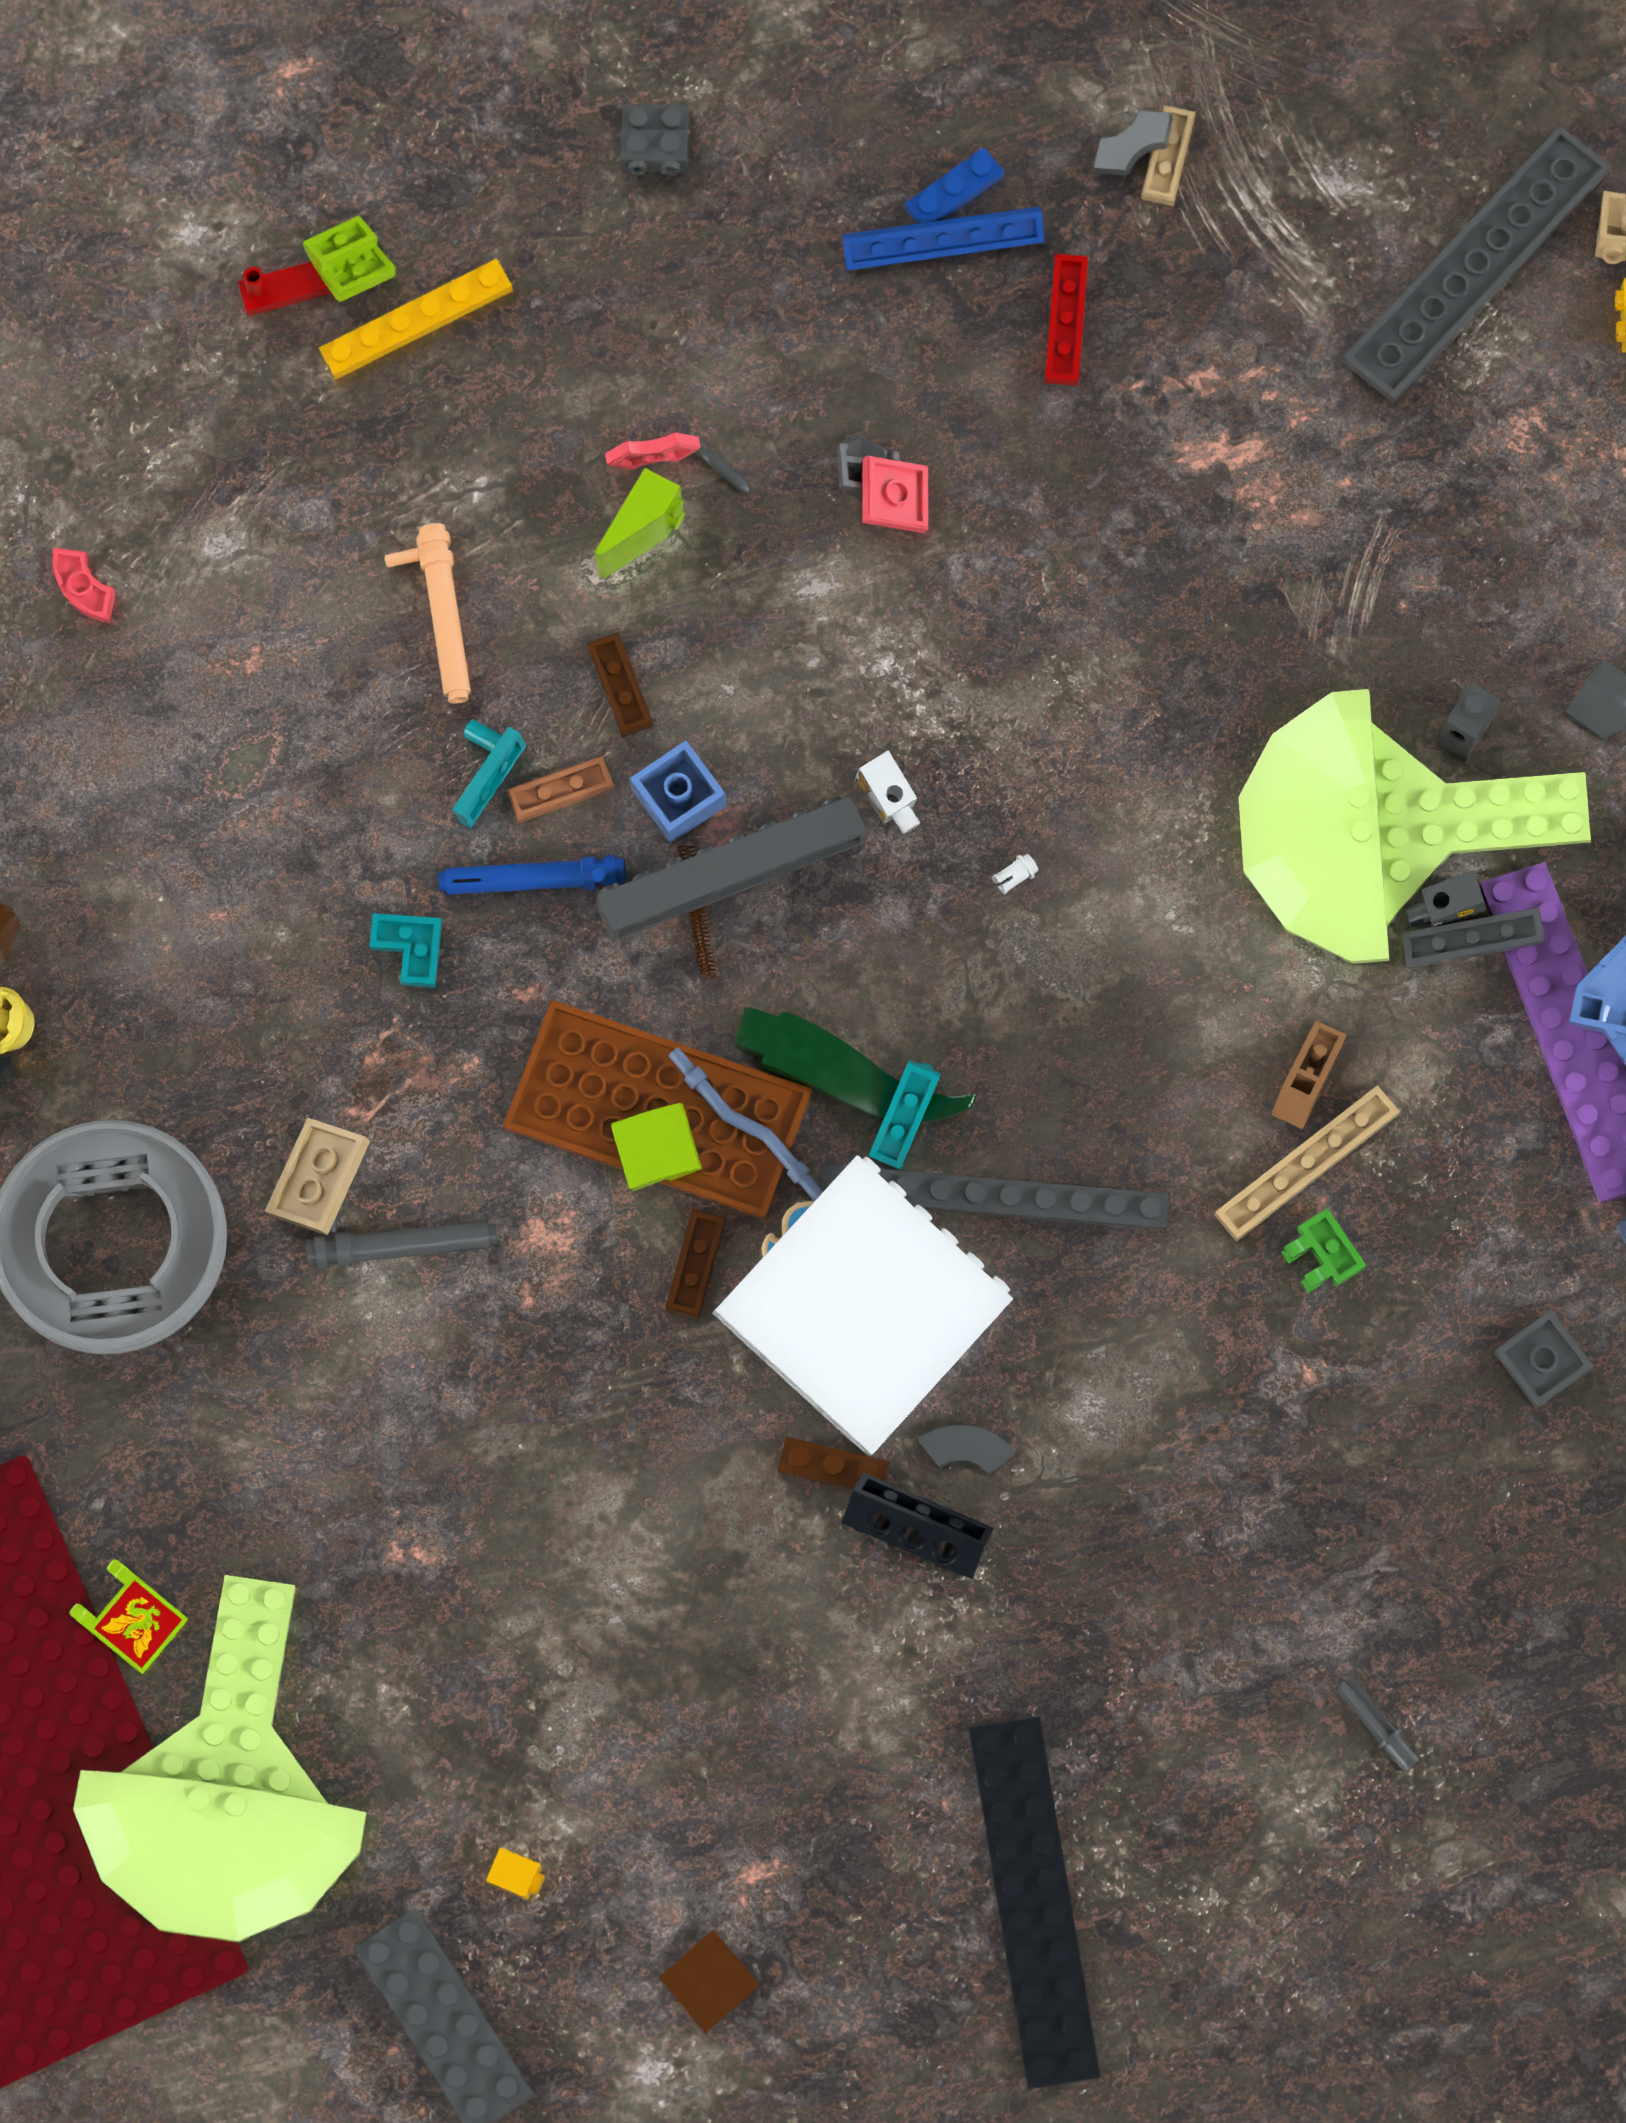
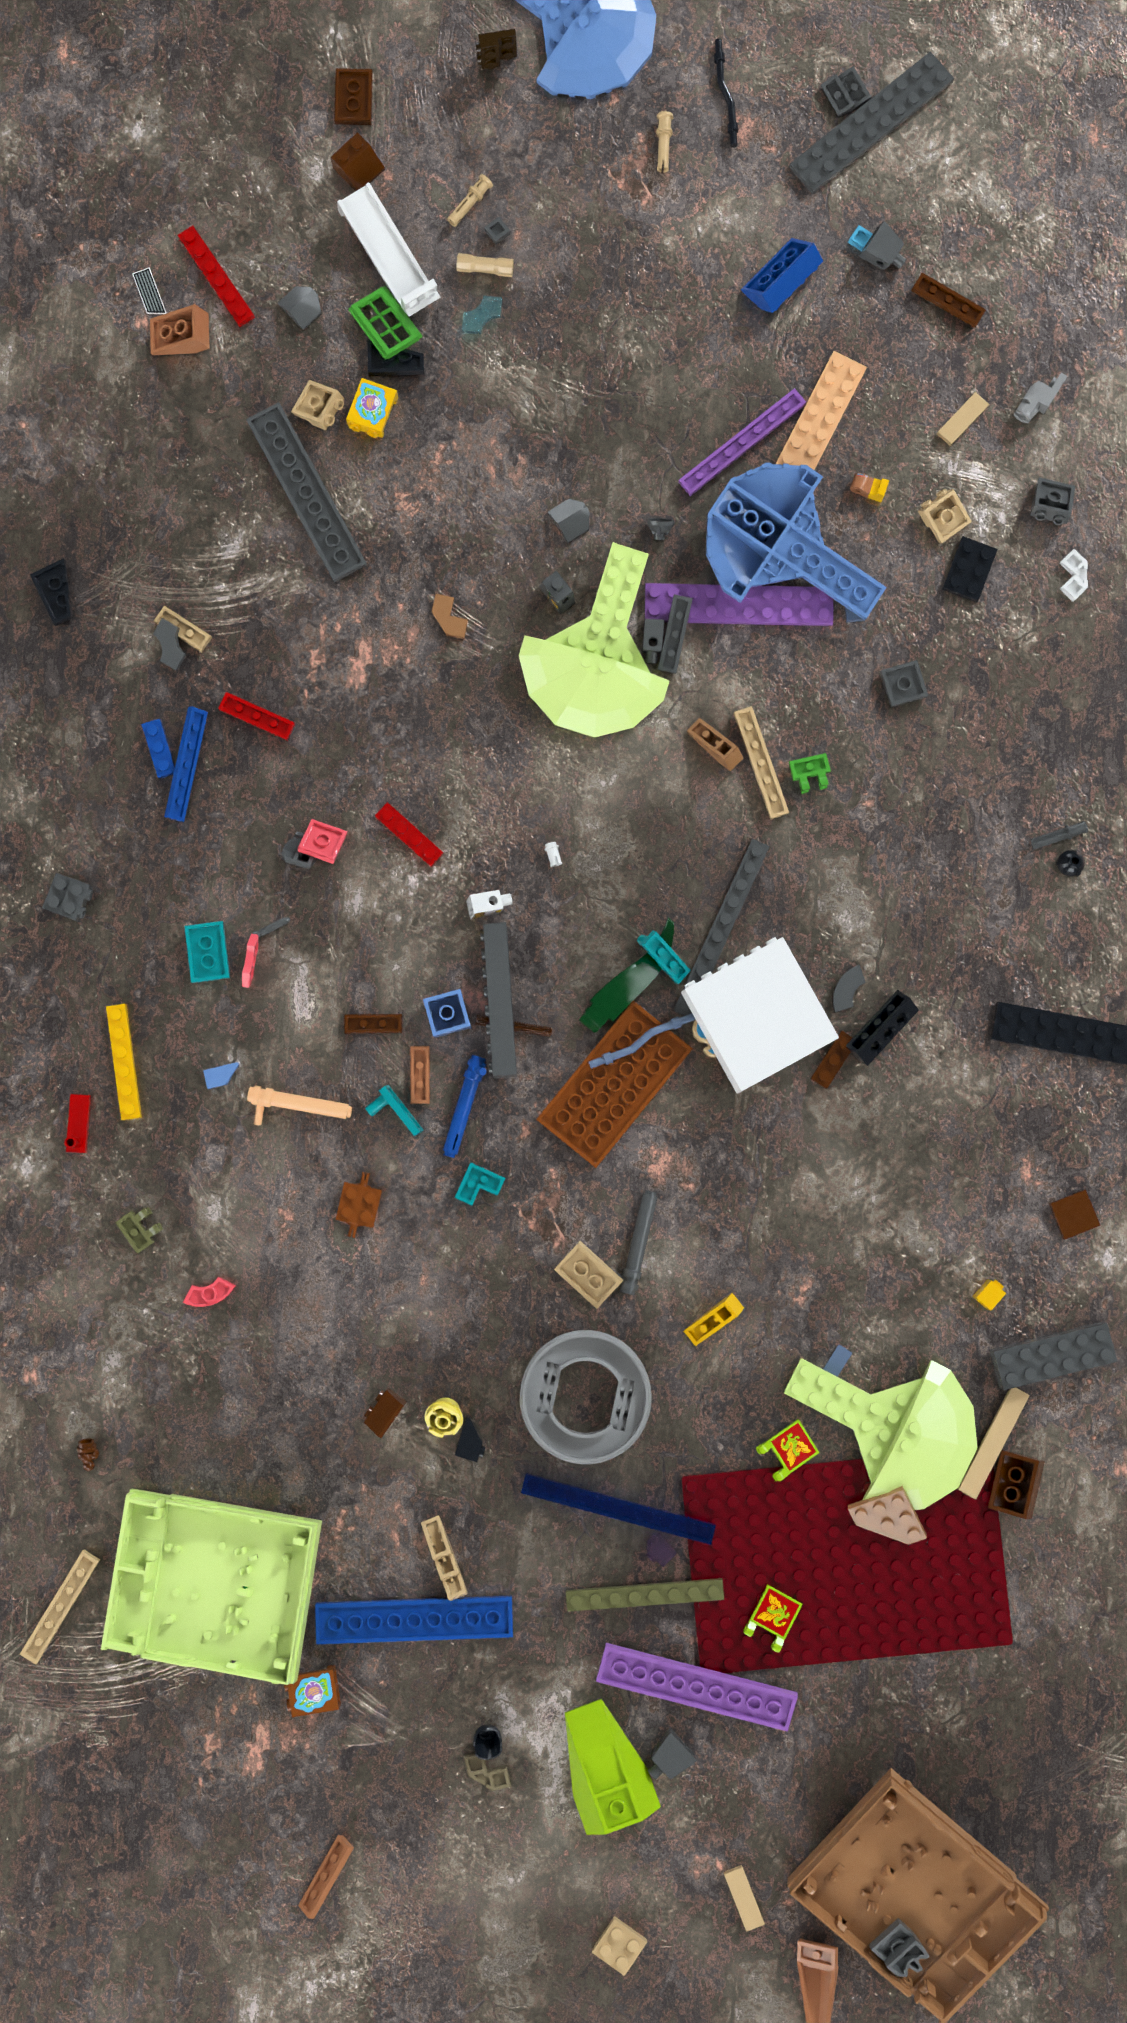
camera: 75 degrees left, 10 degrees up
(70, 1824) = (889, 1516): none -> plate
(144, 432) = (135, 1231): none -> olive plate
(196, 2033) = (1016, 1484): none -> reddish brown slope
(258, 1968) = (993, 1442): none -> tan tile
(308, 766) = (358, 1204): none -> dark orange plate
(311, 1653) = (837, 1360): none -> sand blue sticker
(312, 1414) = (714, 1319): none -> yellow slope
(349, 258) = (75, 1086): lime slope -> none
(446, 474) = (219, 1075): none -> medium blue tile
(641, 523) = (288, 977): lime slope -> none
(643, 381) = (207, 952): none -> teal plate
(656, 1146) = (637, 1091): lime slope -> none
(695, 1264) = (703, 1093): reddish brown tile -> none
(960, 630) = (409, 834): none -> red plate
(1328, 1774) = (1066, 866): none -> black piece
(1361, 550) = (450, 625): none -> medium nougat tile

